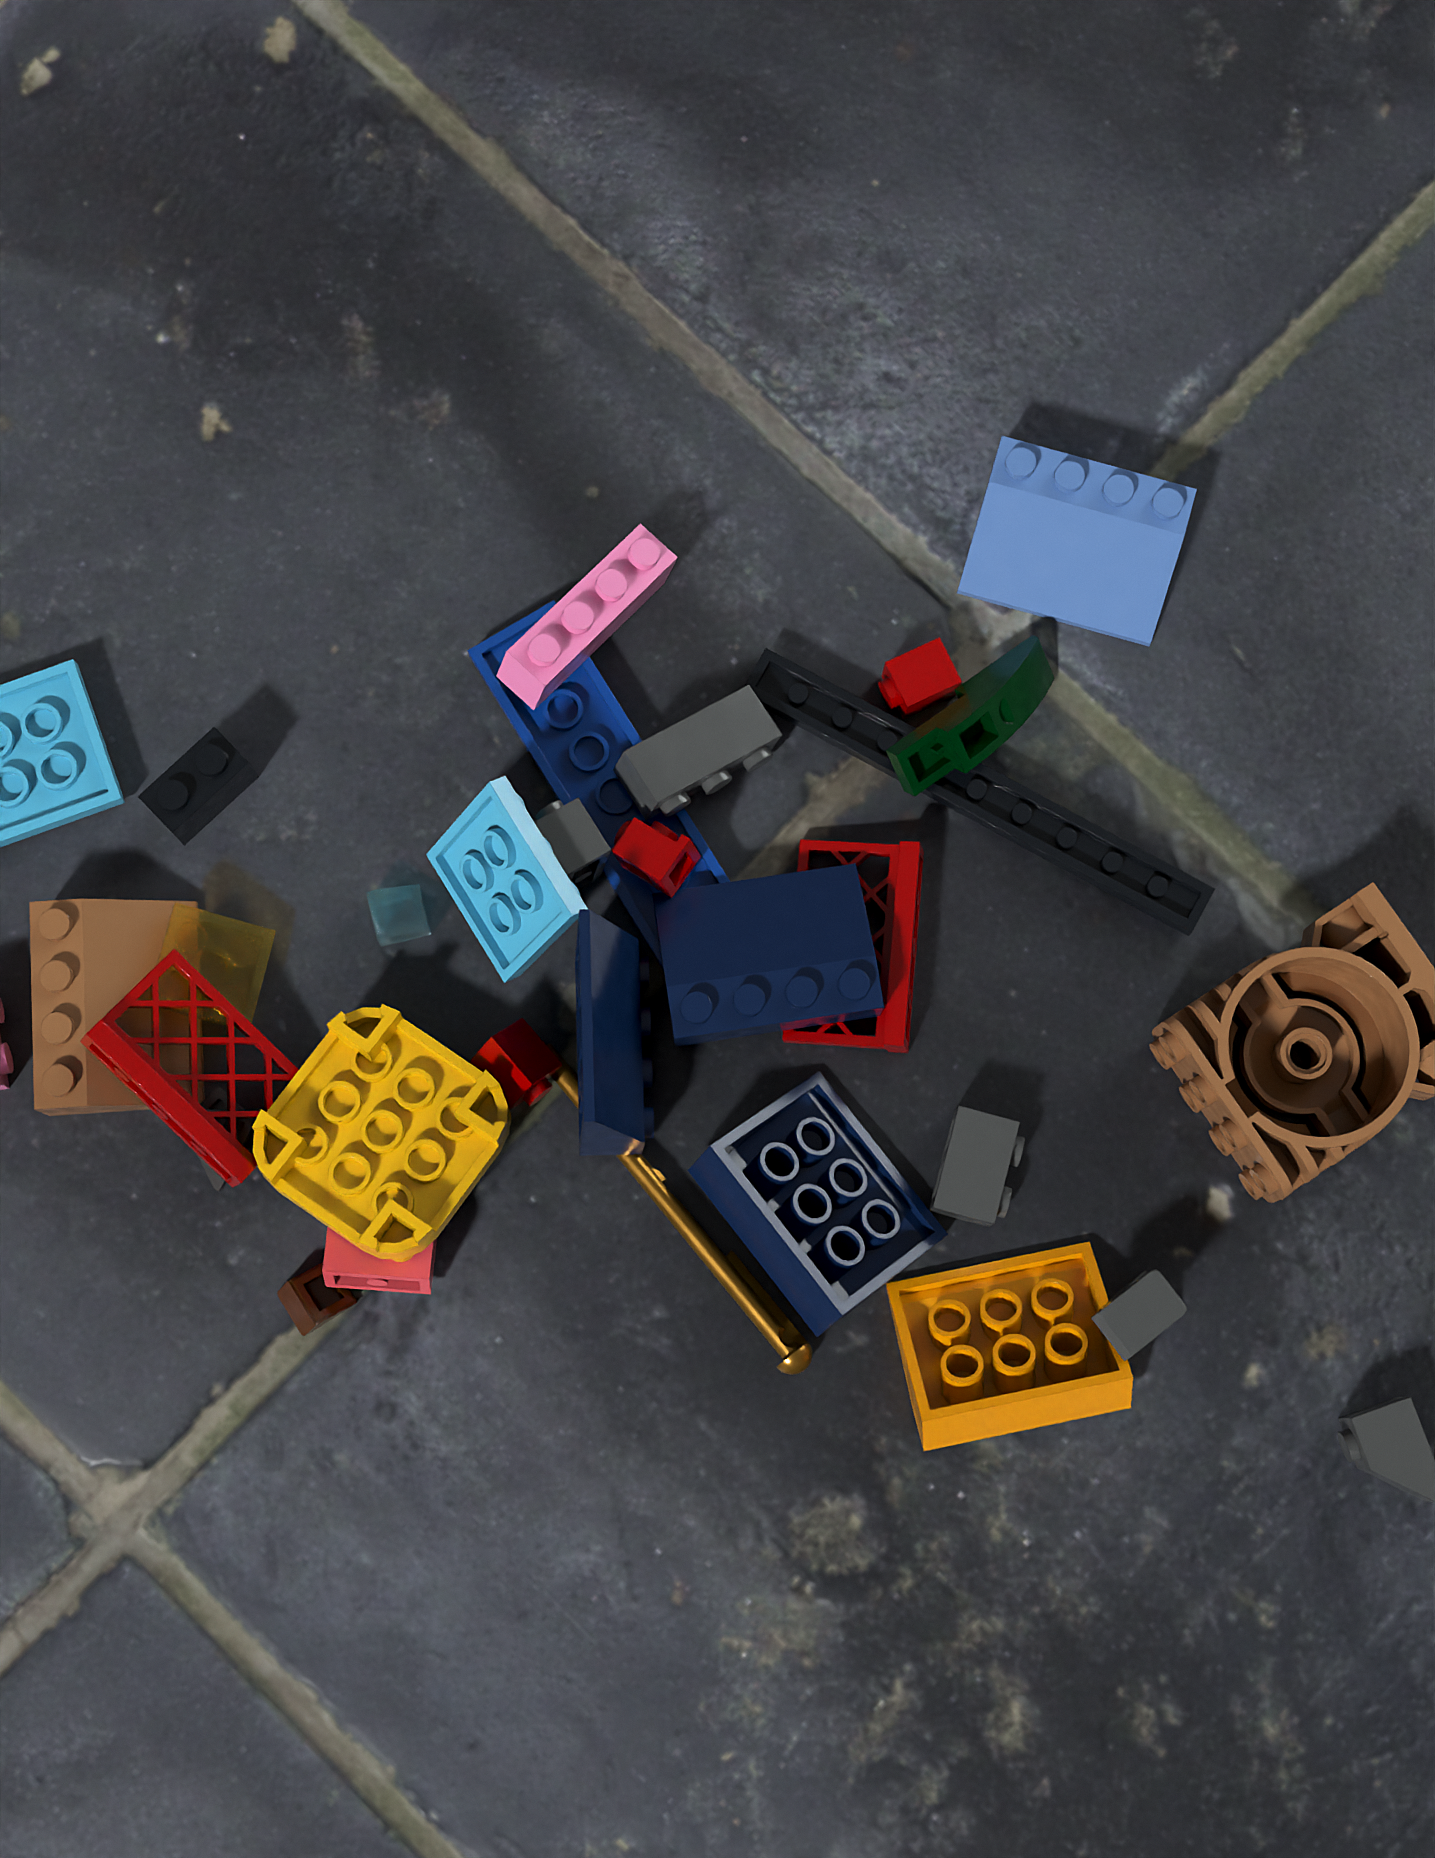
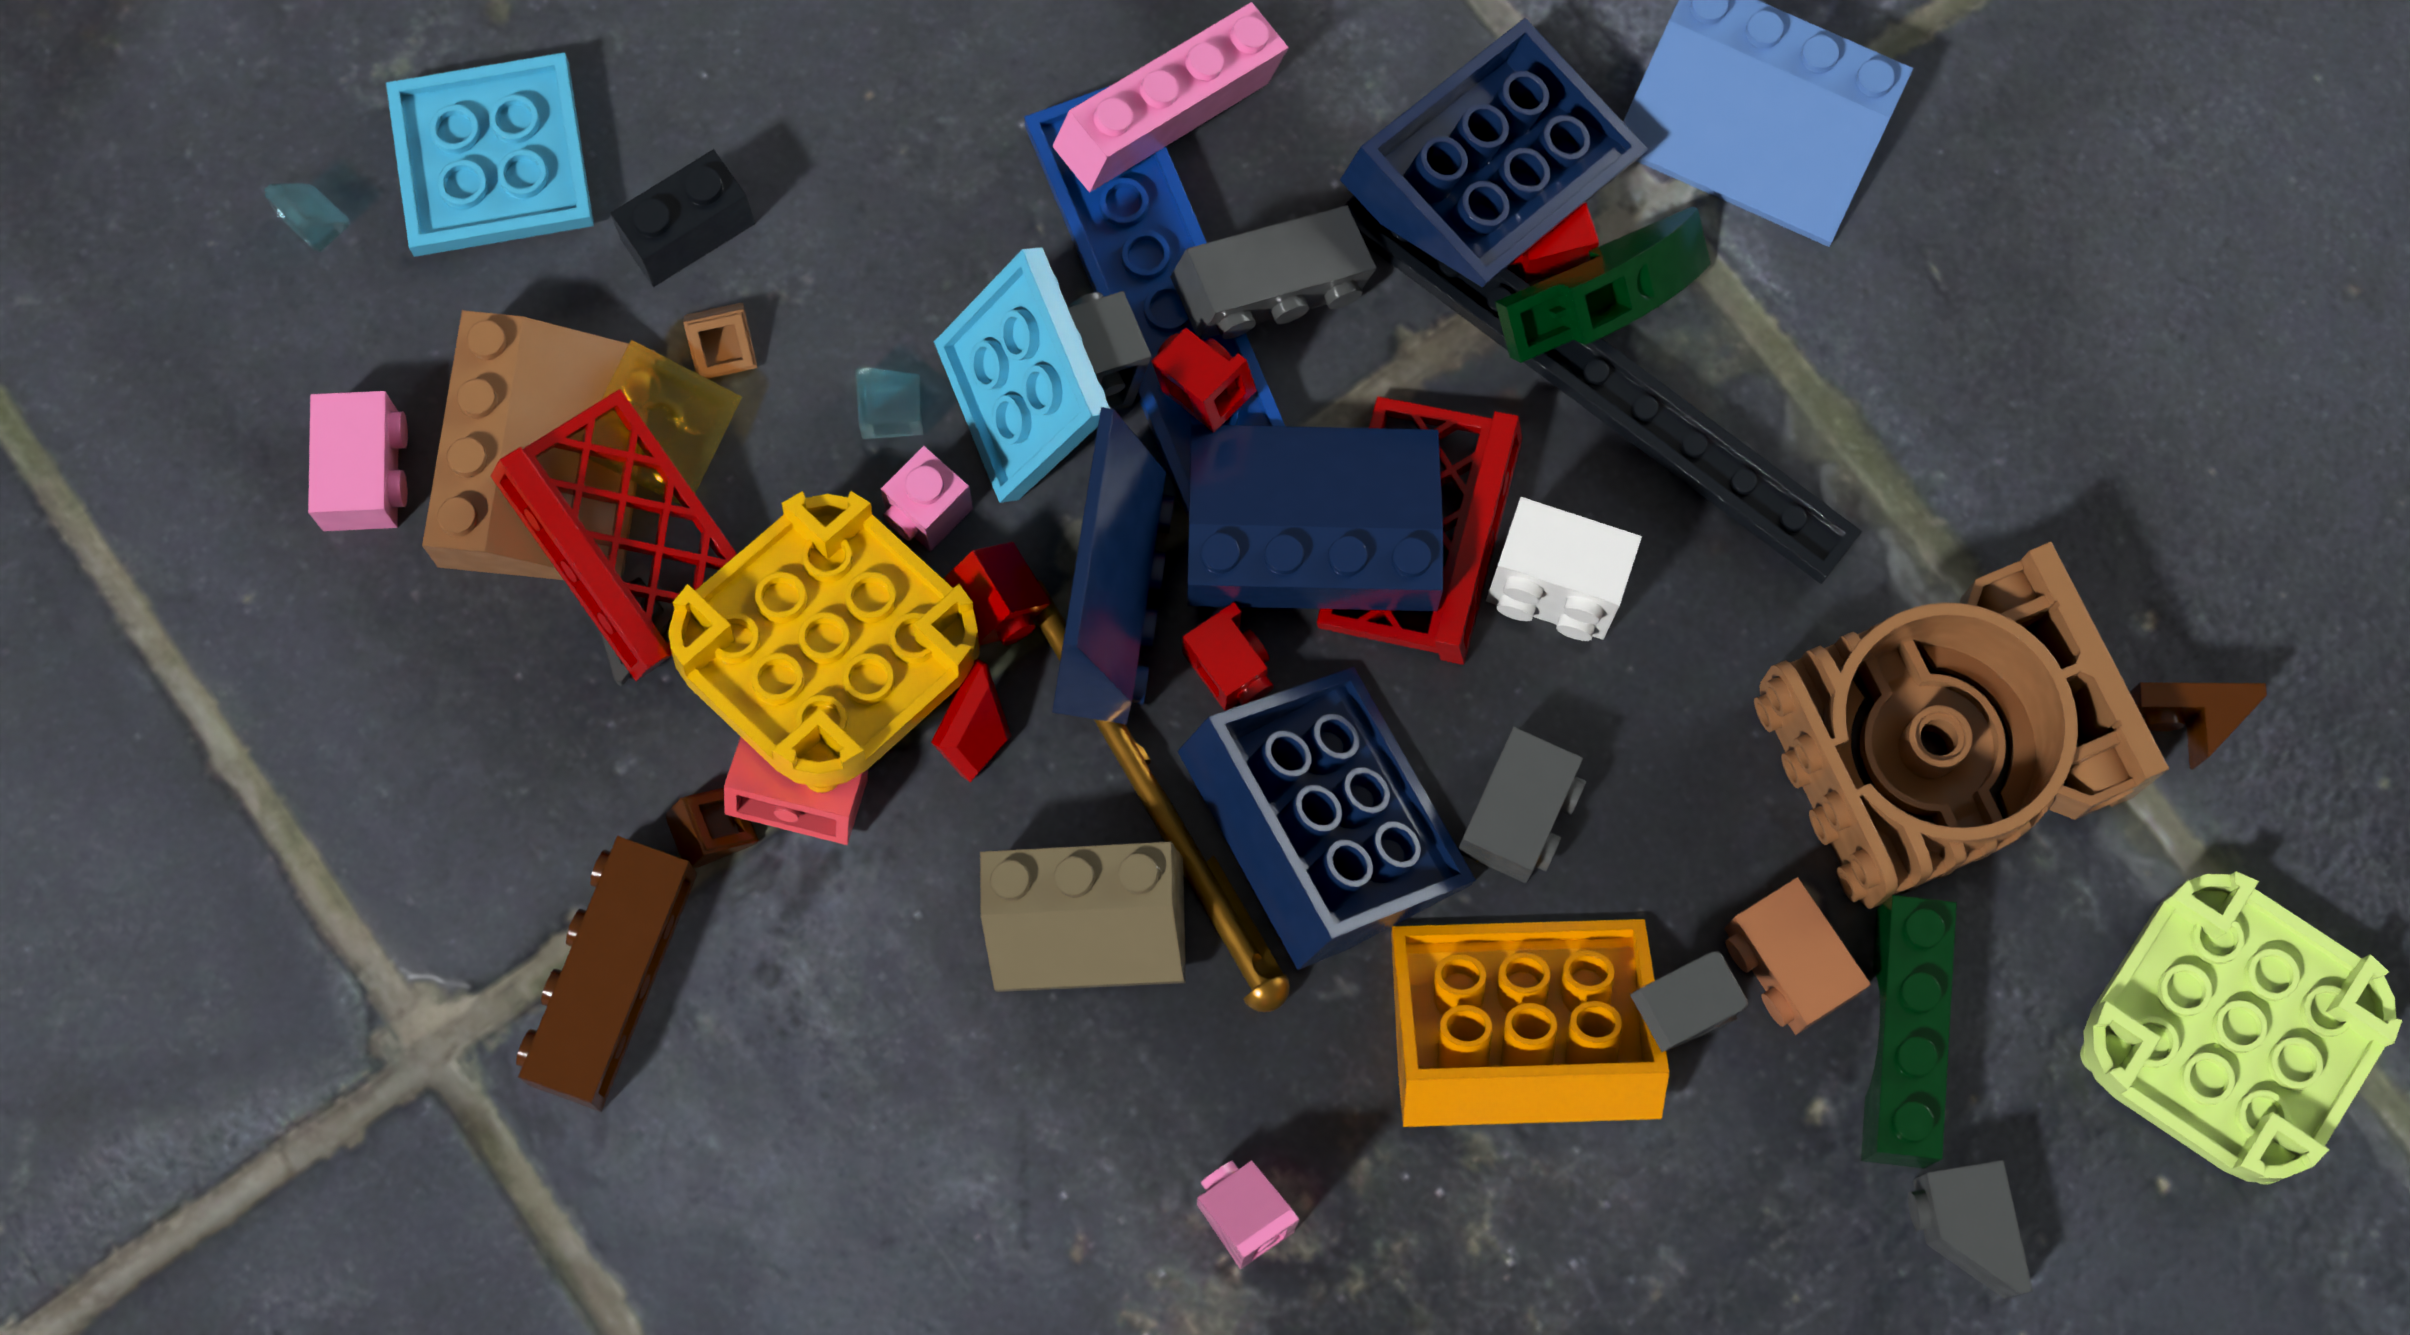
camera: 10 degrees right, 5 degrees down
(248, 883) = (720, 341): none -> medium nougat slope
(253, 1439) = (606, 974): none -> reddish brown brick
(443, 994) = (925, 499): none -> bright pink brick
(516, 1178) = (973, 724): none -> red piece
(635, 1324) = (1084, 916): none -> dark tan slope
(717, 1085) = (1227, 659): none -> red brick
(808, 1546) = (1245, 1211): none -> bright pink slope
(864, 625) = (1493, 157): none -> dark blue slope
(977, 967) = (1563, 570): none -> white brick
(1216, 1255) = (1794, 957): none -> nougat brick
(1324, 1339) = (1911, 1064): none -> dark green arch

